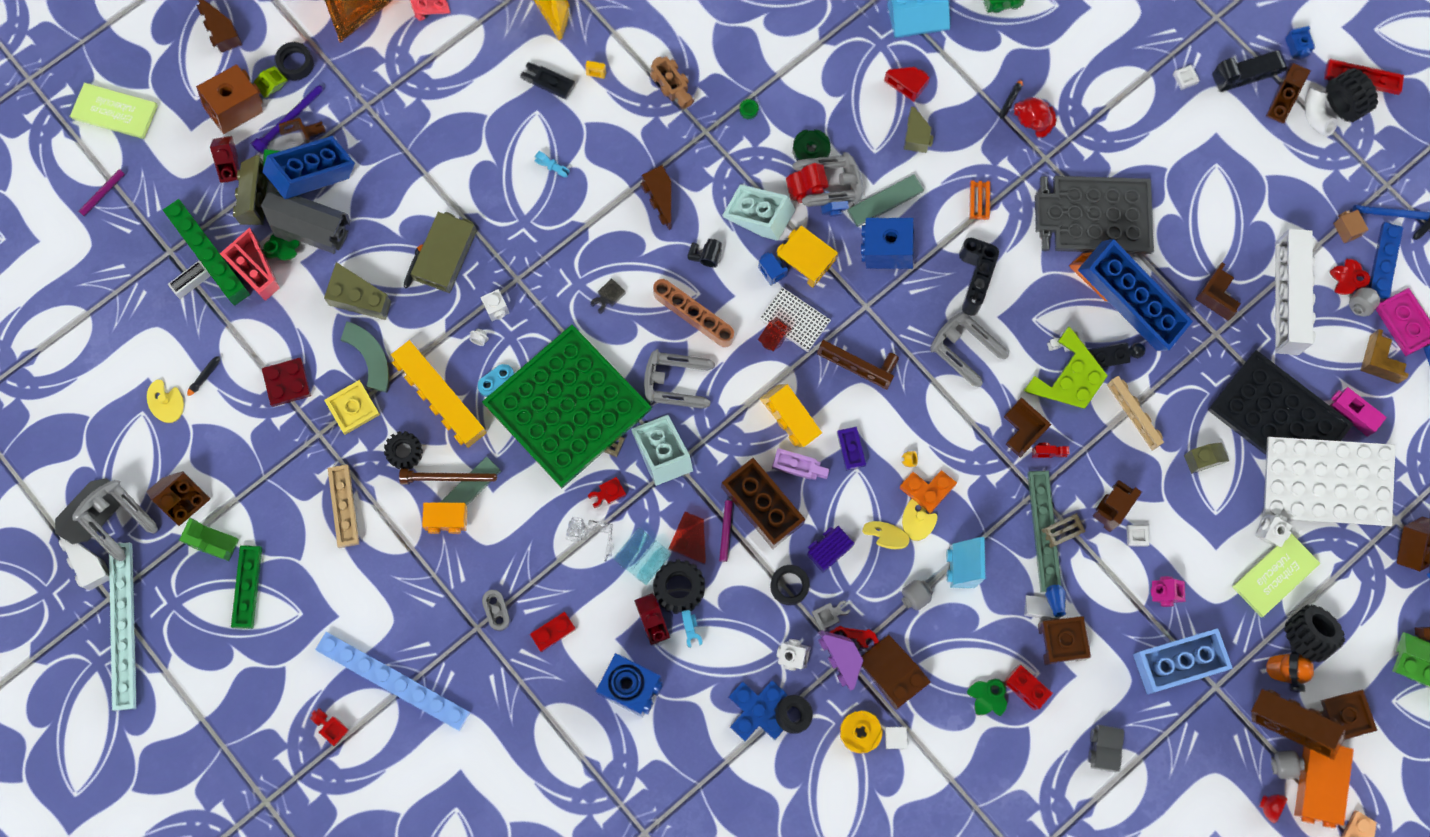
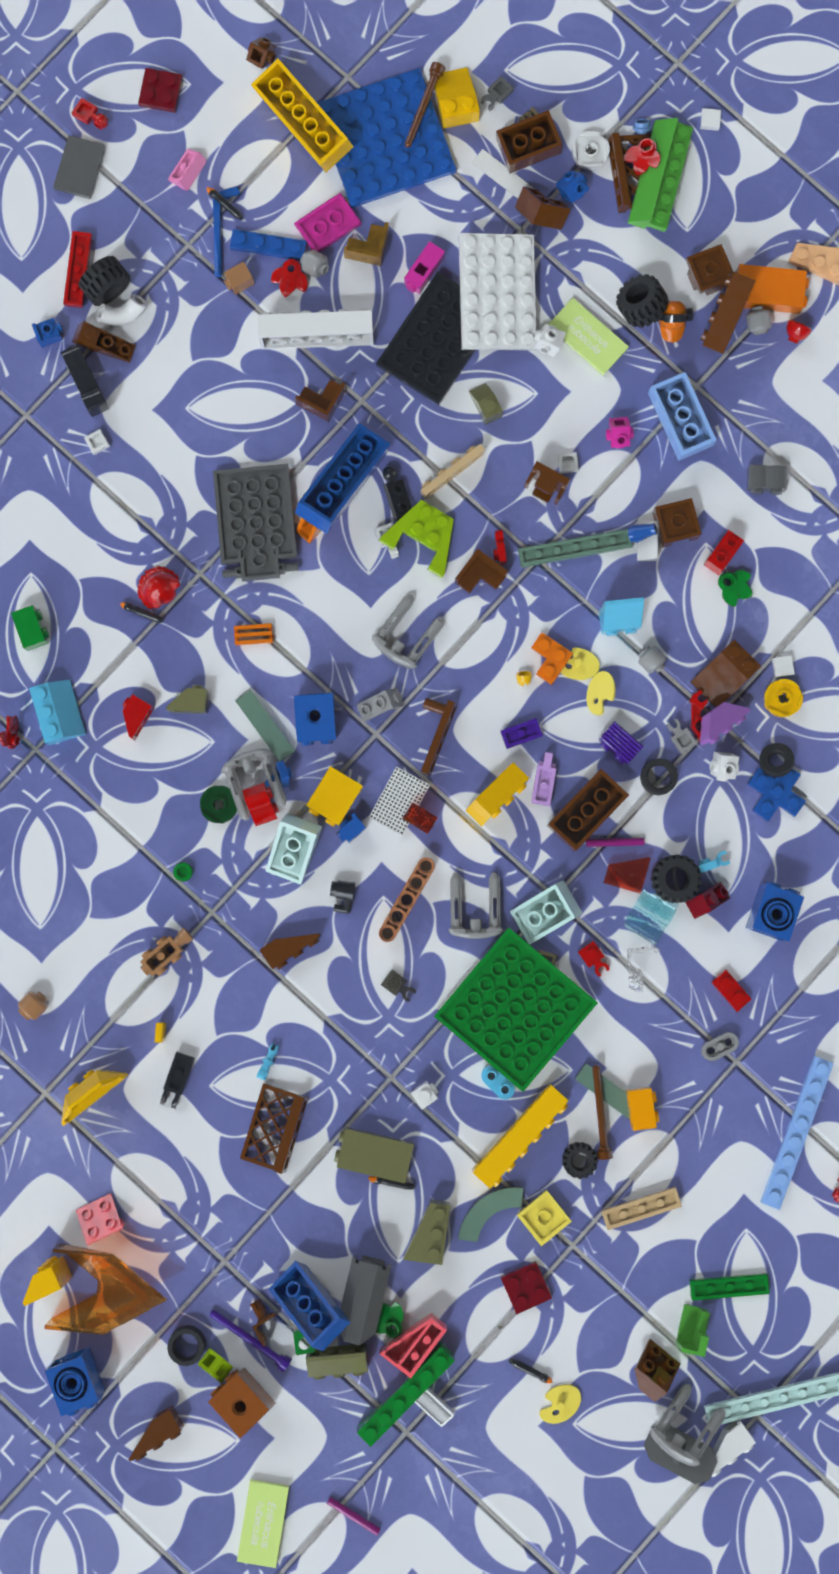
camera: 95 degrees left, 10 degrees up
(225, 158) = (302, 1395): dark red slope -> none
(476, 174) = (287, 1138): none -> reddish brown fence
(479, 337) = (457, 1105): white plate -> none
(898, 312) = (380, 703): none -> light grey bracket
(975, 253) = (339, 629): black beam -> none
(1050, 536) = (582, 542): dark tan tile -> none

